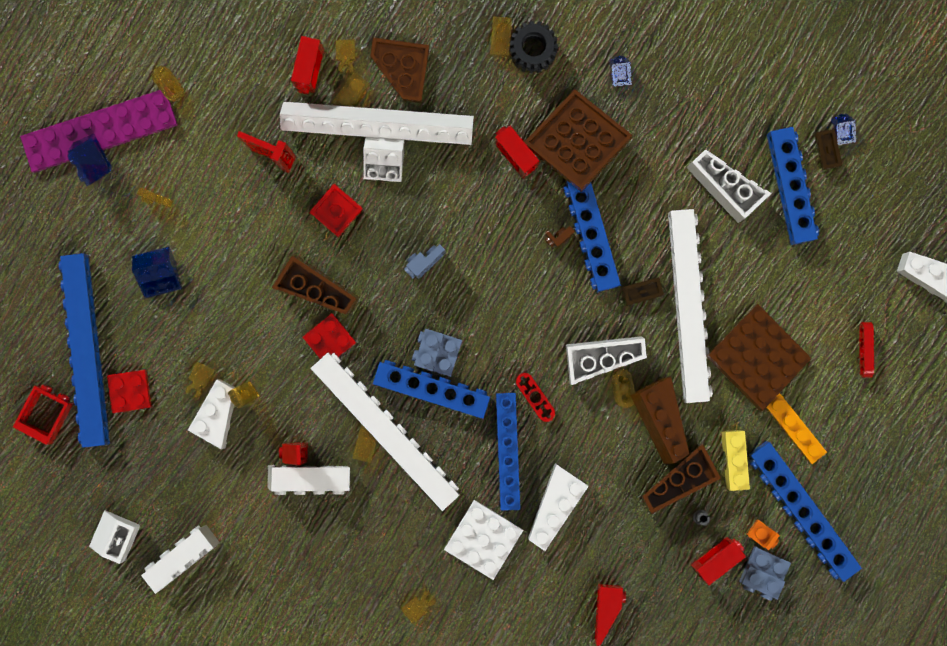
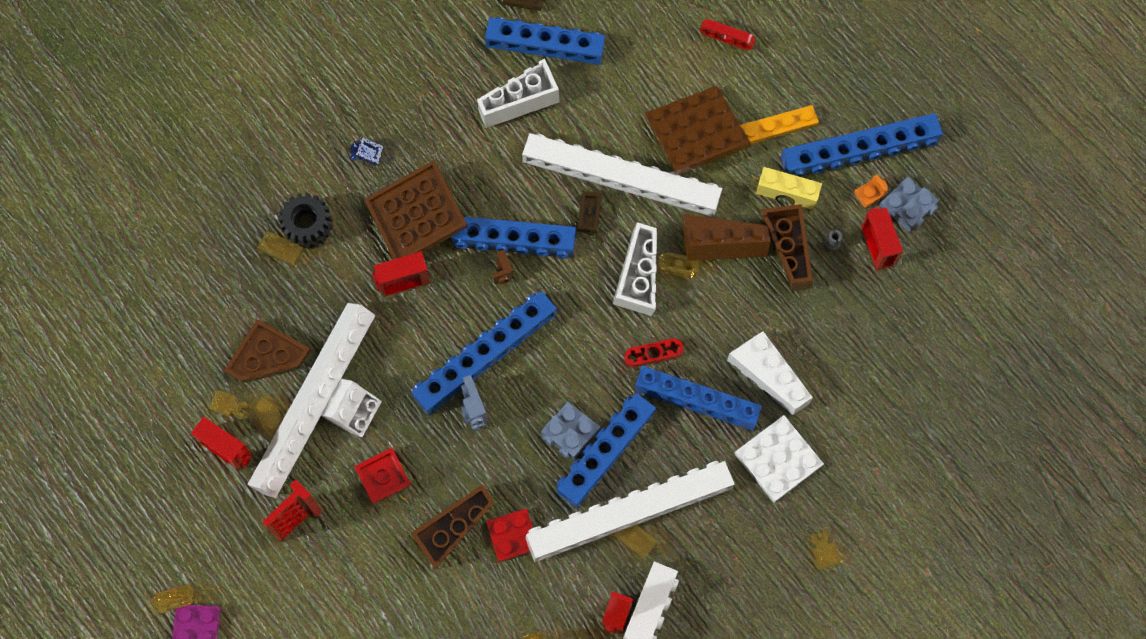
camera: 70 degrees left, 15 degrees down
(421, 212) = (497, 350): none -> blue brick
(608, 607) = (892, 362): red slope -> none

